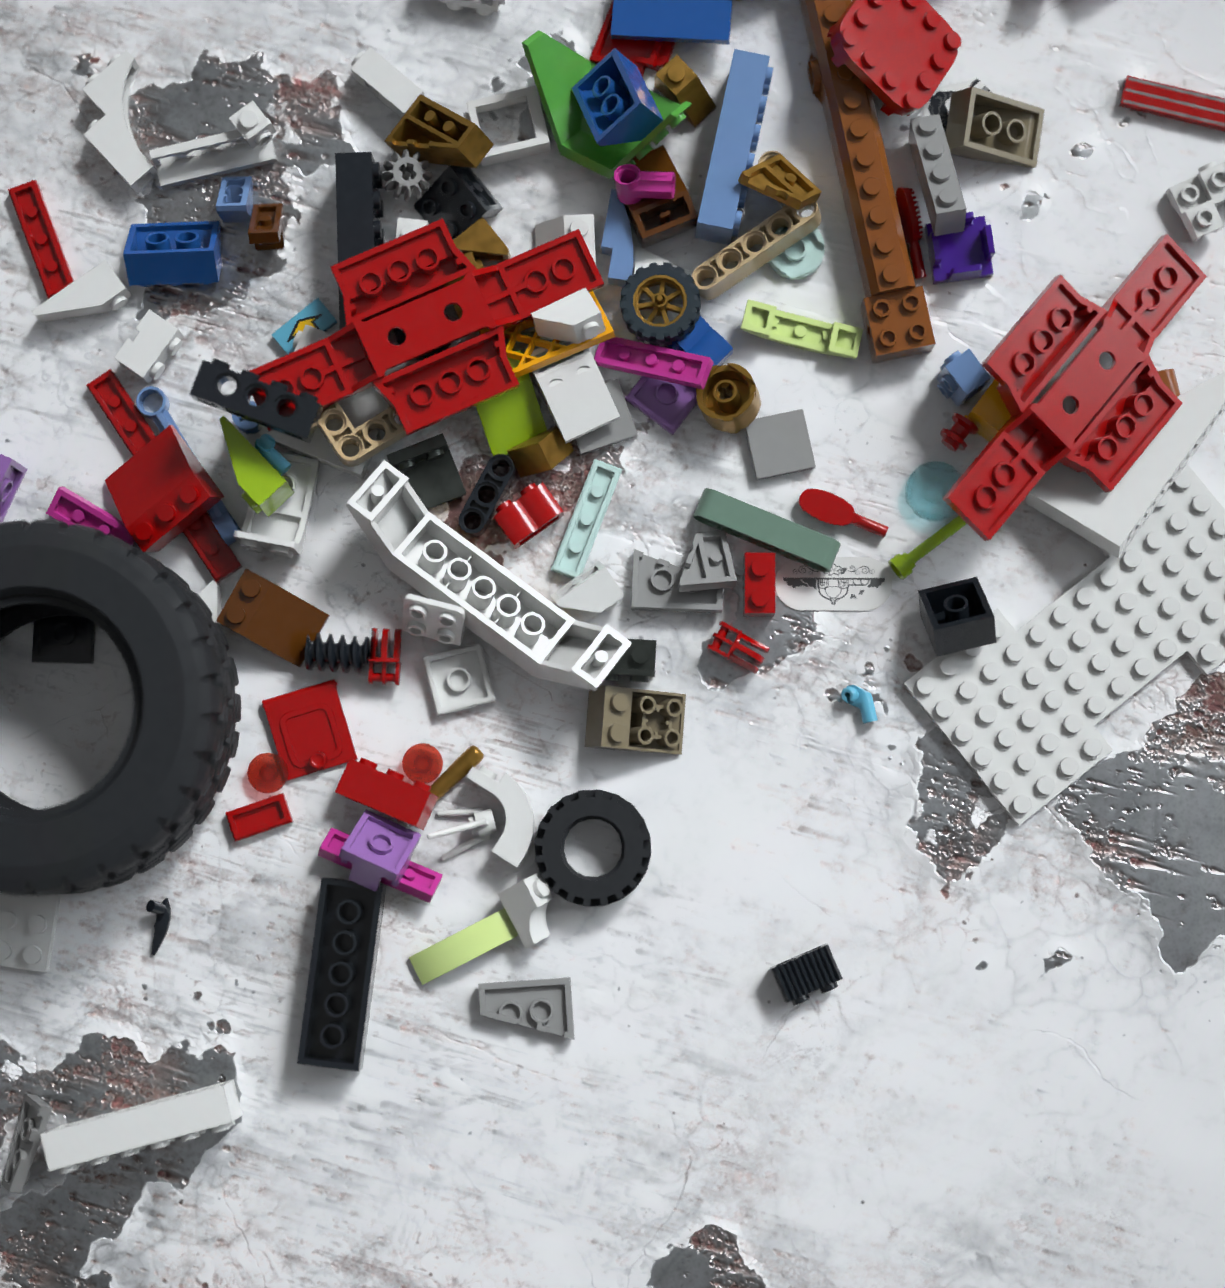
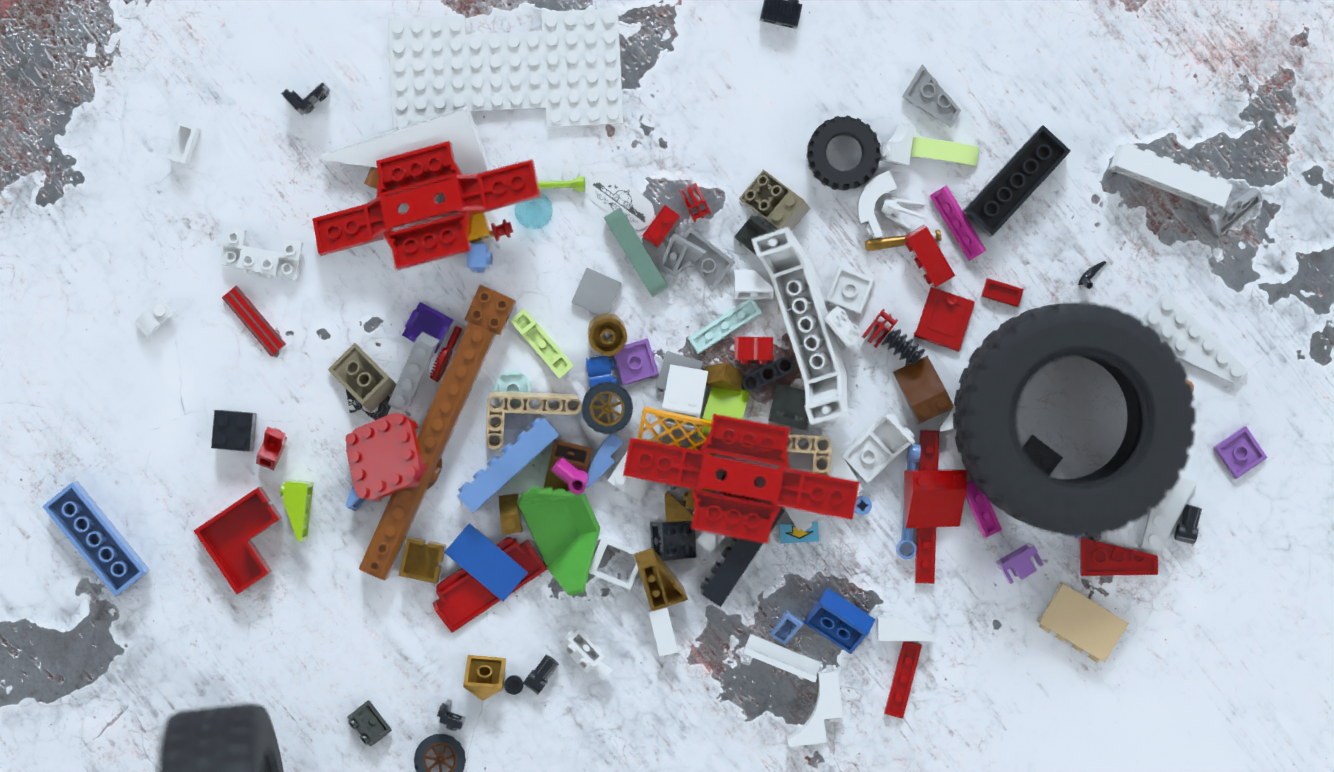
camera: 145 degrees left, 5 degrees up
(150, 348) = (883, 579): white brick -> none
(253, 125) = (751, 655): white bracket -> none
(261, 483) = (881, 466): lime slope -> none
(265, 447) = (865, 479): medium azure arm -> none
(267, 226) = (780, 600): reddish brown slope -> none
(268, 773) = (981, 312): clear red piece -> none
(298, 425) = (876, 521): black brick -> none
(378, 850) = (954, 228): medium lavender panel -> none
(397, 168) = (683, 570): light grey gear -> none
(422, 763) = (899, 259): clear red piece -> none
(570, 318) = (661, 430): white slope -> none
(617, 101) = (553, 529): blue slope -> none
(654, 362) = (631, 379): dark pink plate -> none
(781, 181) = (499, 424): pearl gold wing -> none
(836, 511) = (592, 236): red piece -> none
(861, 699) = (650, 129): medium azure arm -> none
(957, 616) = (572, 135): black brick -> none

